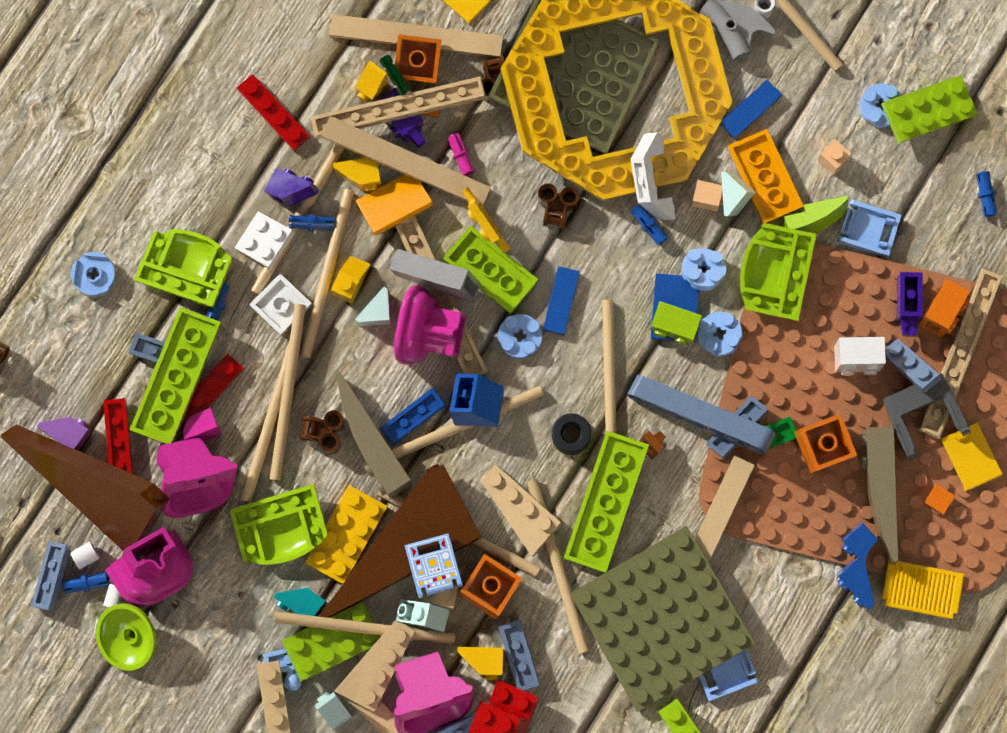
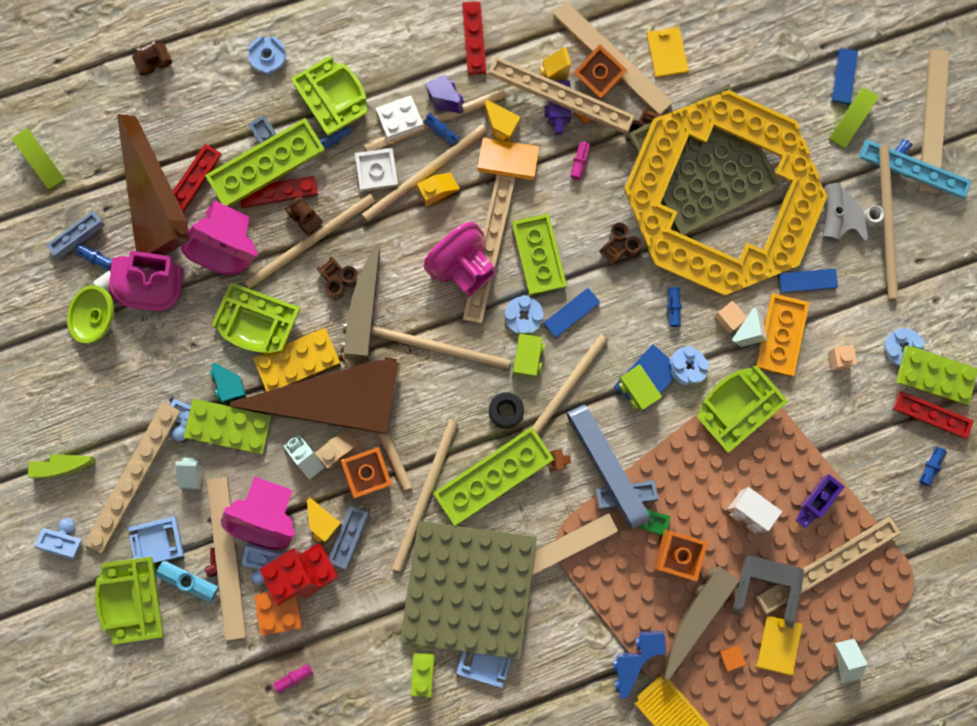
camera: 25 degrees right, 0 degrees up
(67, 431) = (164, 146): medium lavender slope -> none
(84, 555) = (109, 238): white beam -> none
(202, 425) = (257, 210): dark pink brick -> none
(248, 397) = (304, 215): none -> reddish brown piece
(287, 392) = (333, 232): tan piece -> none
(357, 627) = (256, 434): tan piece -> none
(375, 670) = (238, 470): tan wing -> none
(377, 311) = (438, 223): light aqua slope -> none
(394, 74) = (575, 73): dark green axle -> none
(402, 160) = (537, 135): tan tile -> none
(413, 416) = (406, 314): blue tile -> none
(435, 275) = (497, 228): light grey slope -> none
(435, 568) = (335, 431): light blue container -> none
(476, 401) = (457, 336): blue slope -> none
(479, 214) = (560, 209): yellow plate -> none
(524, 513) = (430, 440): tan wing -> none
(552, 370) = (527, 356): none -> lime brick
(642, 168) = (691, 278): white slope -> none
(730, 340) = (660, 410): light blue plate -> none
(818, 215) = (799, 389): lime slope -> none
(865, 228) = (826, 424): light blue container -> none
(911, 366) = (785, 547): sand blue plate -> none
(946, 305) = (843, 523): orange brick -> none
(952, 147) = (933, 415): none -> red plate

